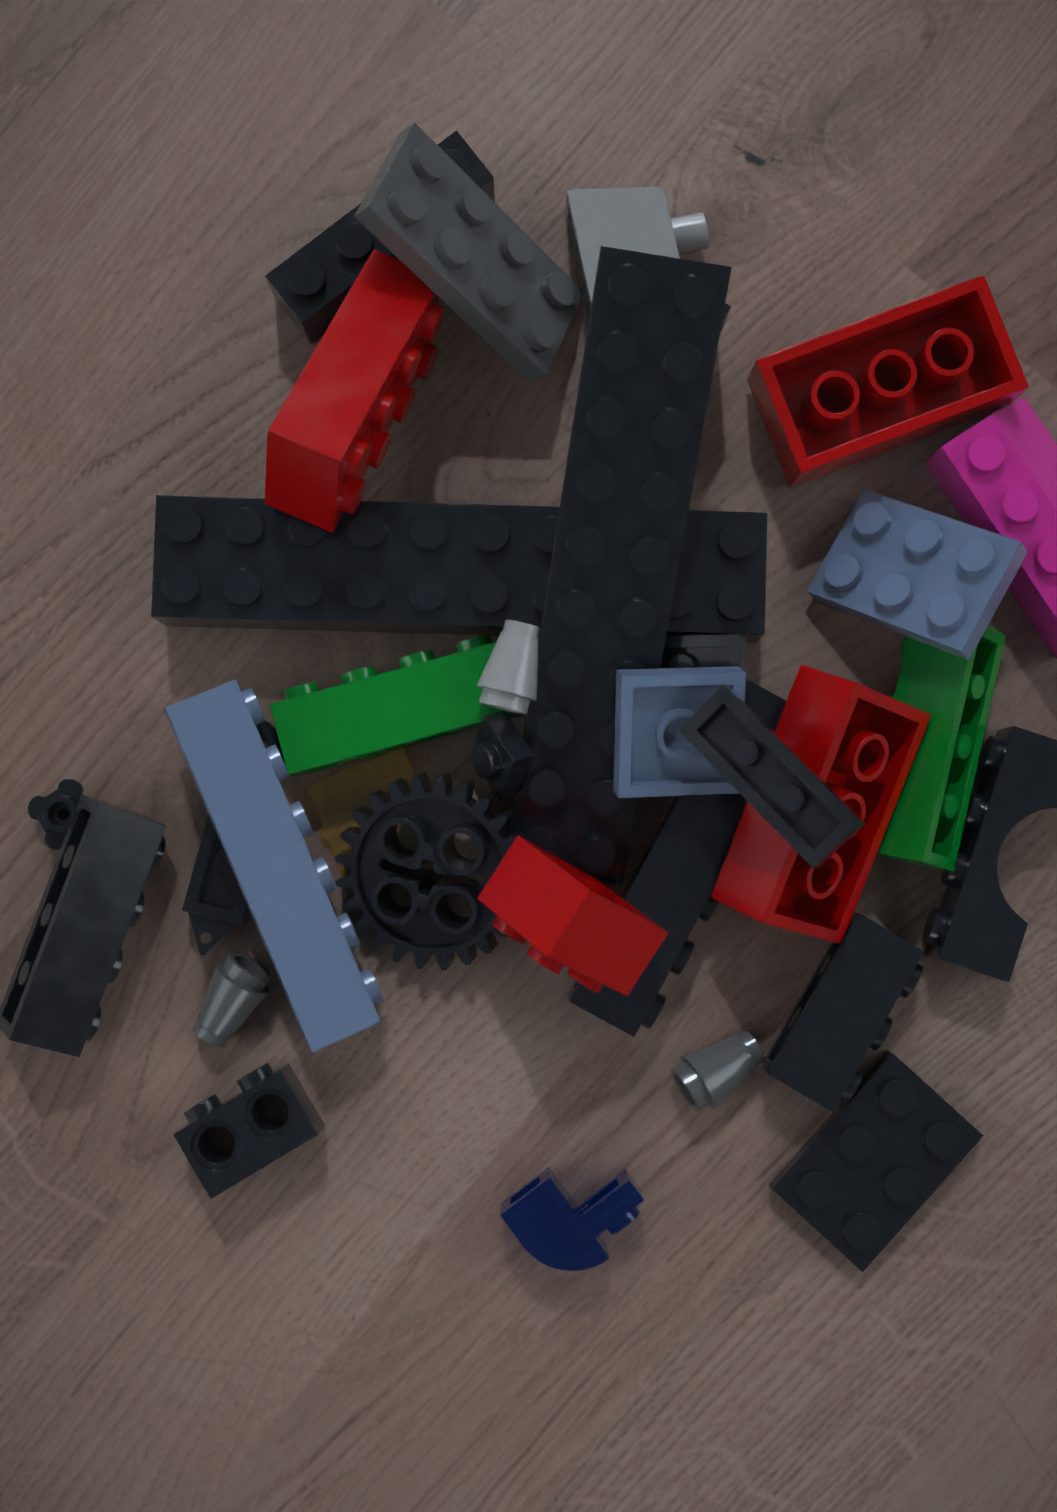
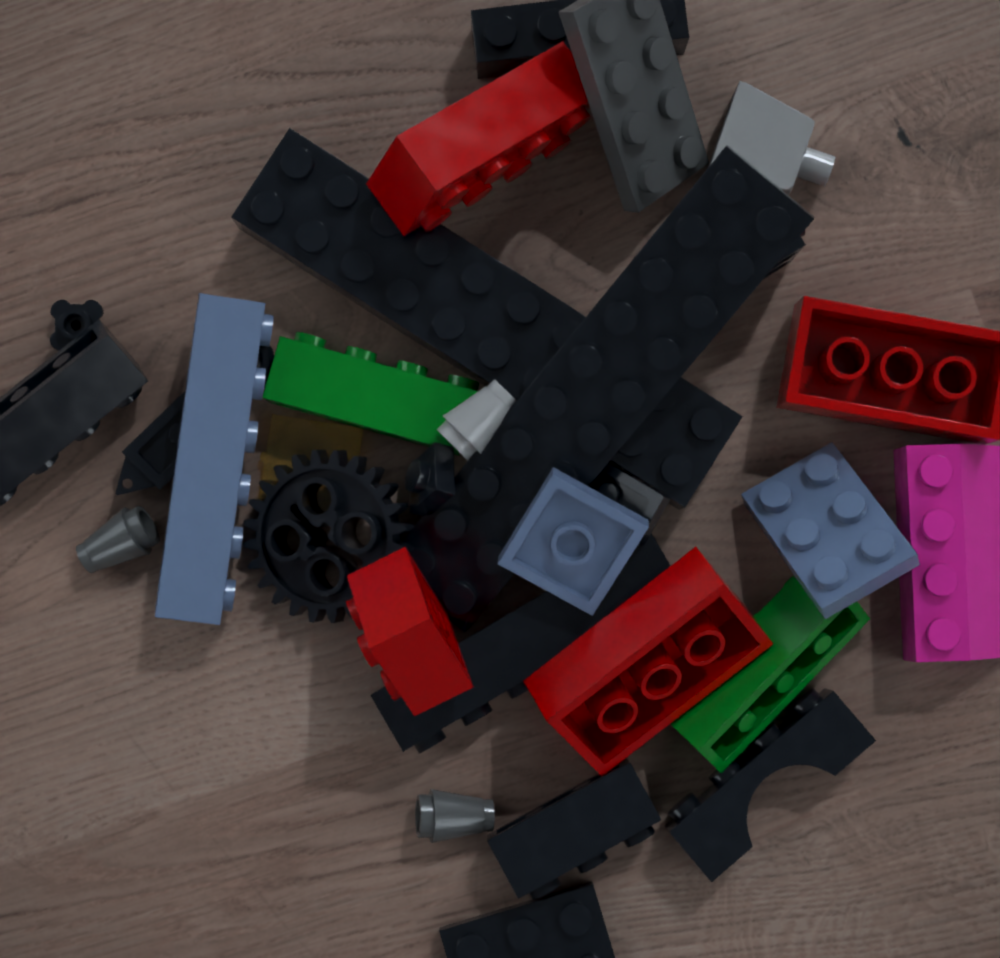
camera: 30 degrees right, 0 degrees up
(255, 1138) = (74, 656): black brick -> none
(568, 1233) = (260, 864): clear blue brick -> none
(771, 777) = (618, 616): black plate -> none

